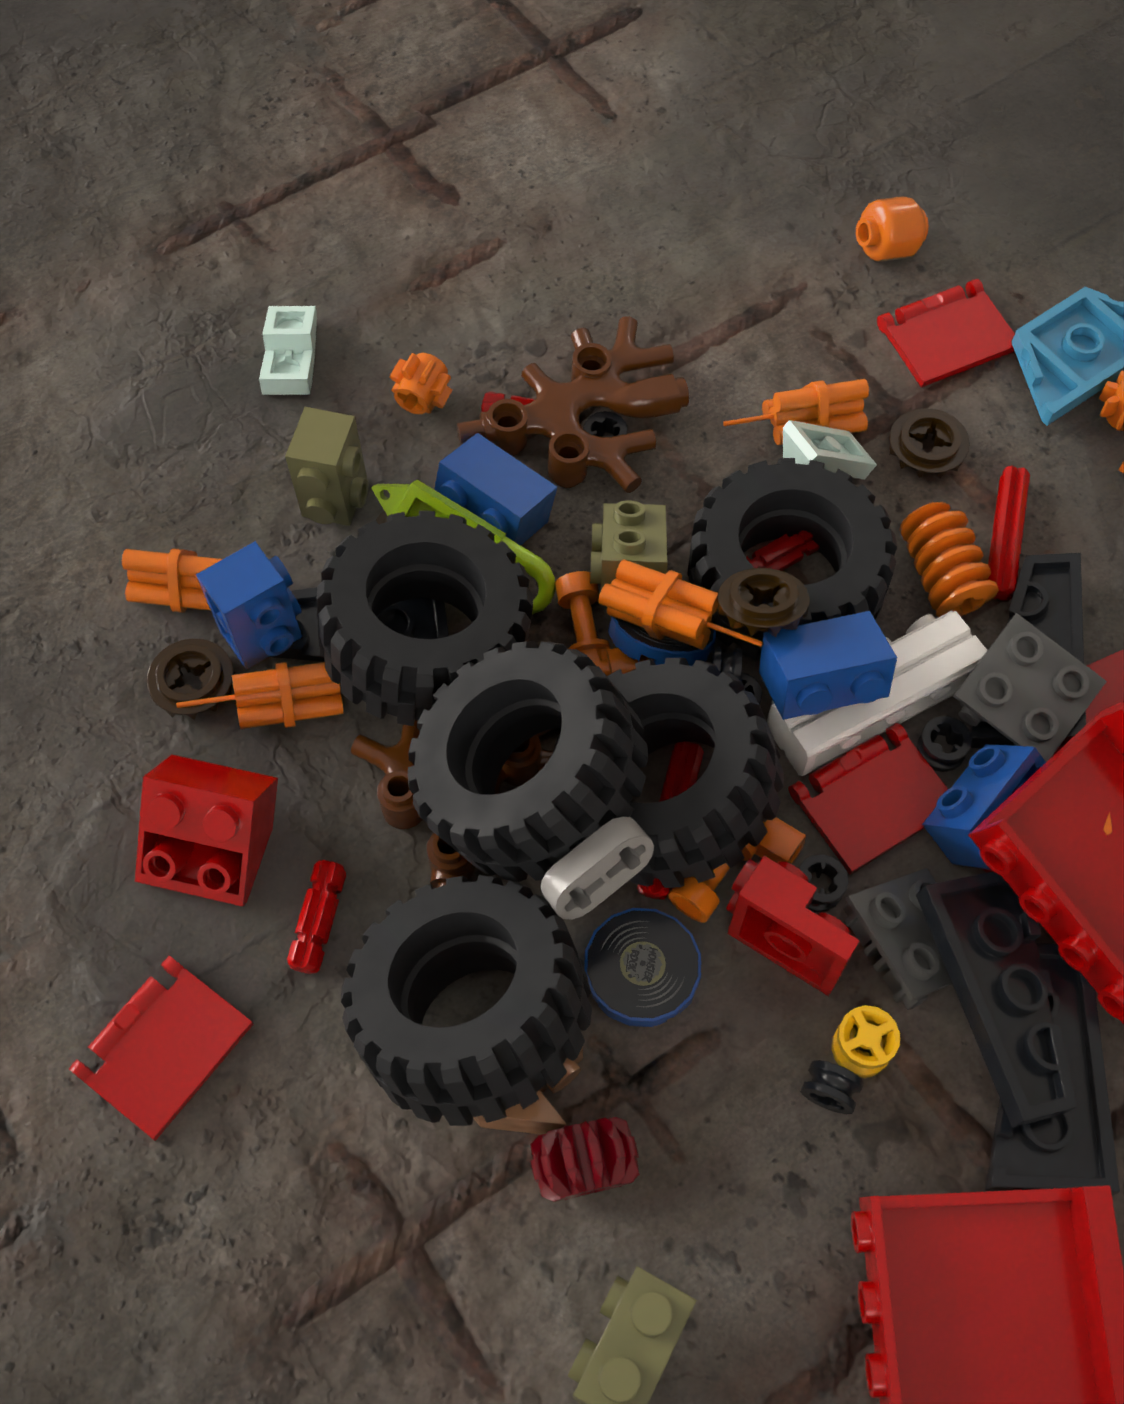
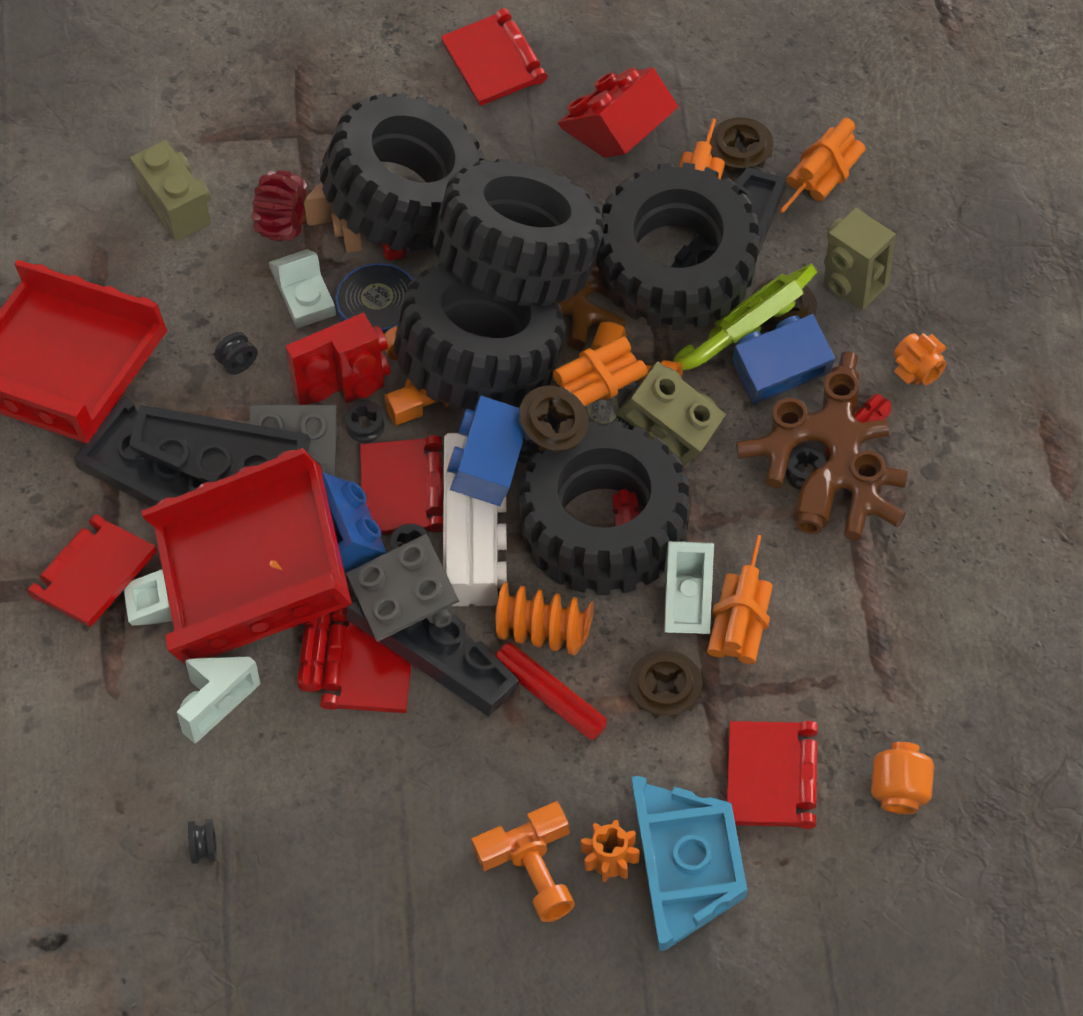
camera: 120 degrees right, 5 degrees down
(252, 604) = (747, 154): blue brick -> none
(289, 350) = (1024, 304): light aqua slope -> none
(316, 917) = (520, 149): red axle -> none
(597, 868) = (421, 233): light grey beam -> none
(671, 1076) = (303, 287): none -> light aqua slope
(875, 1032) = (243, 376): yellow wheel -> none

